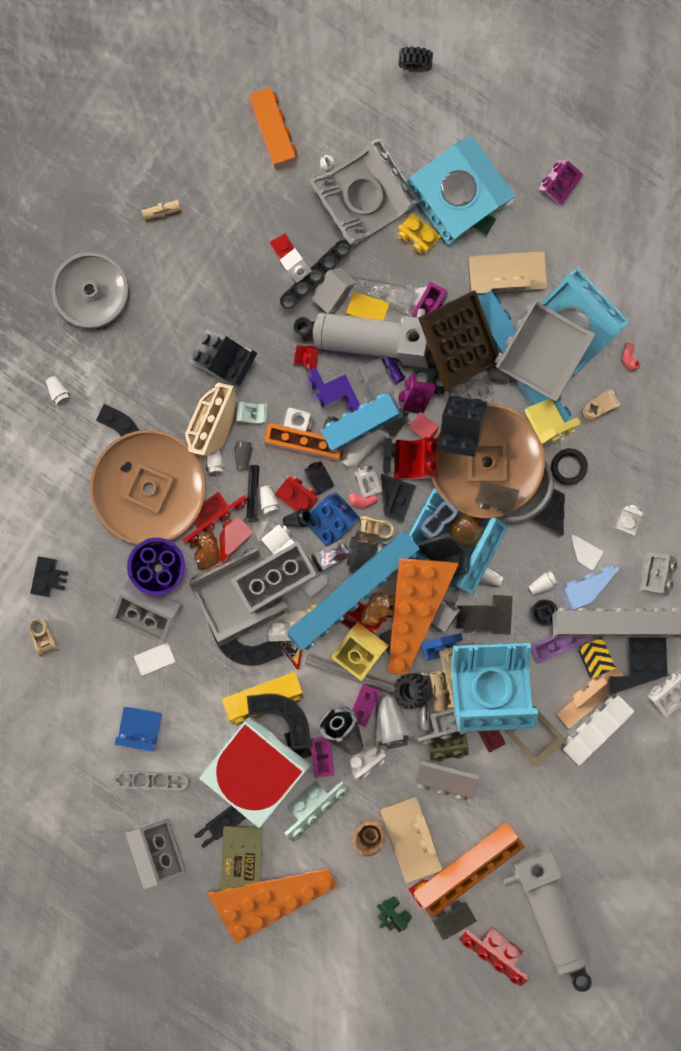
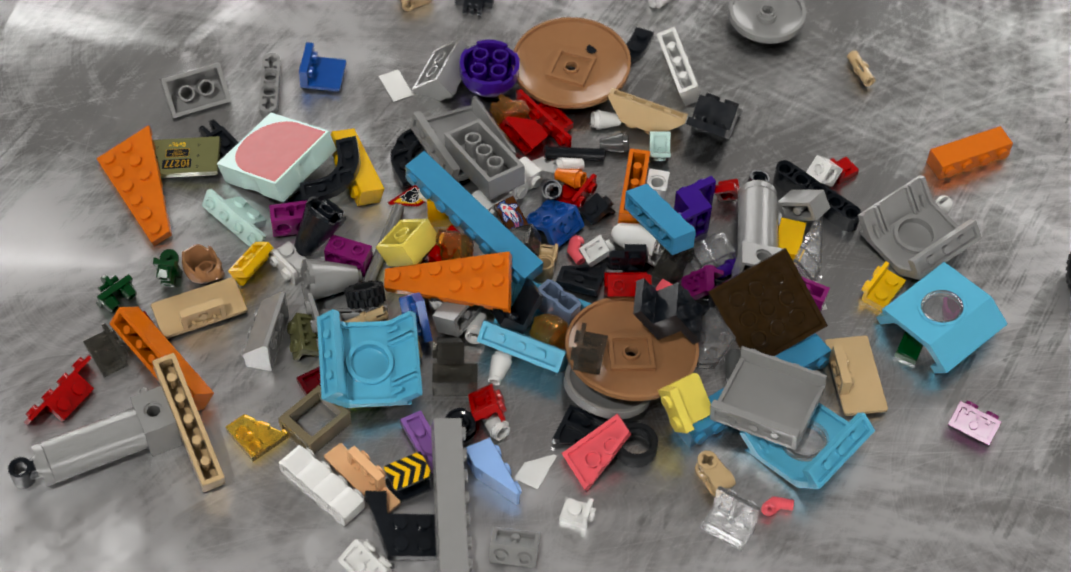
camera: 80 degrees right, 30 degrees down
(156, 383) = (679, 66): none -> white brick
(290, 498) = (571, 177): none -> orange cone
(370, 793) = (250, 262): none -> yellow bracket
(374, 868) = (168, 267): none -> dark green hips
(530, 589) = (486, 402): none -> red bracket
(546, 787) = (255, 436): none -> clear yellow wing
(546, 842) = (189, 422): none -> tan brick
(578, 500) = (596, 450): none -> coral wing
(647, 398) = (731, 518): none -> clear bracket

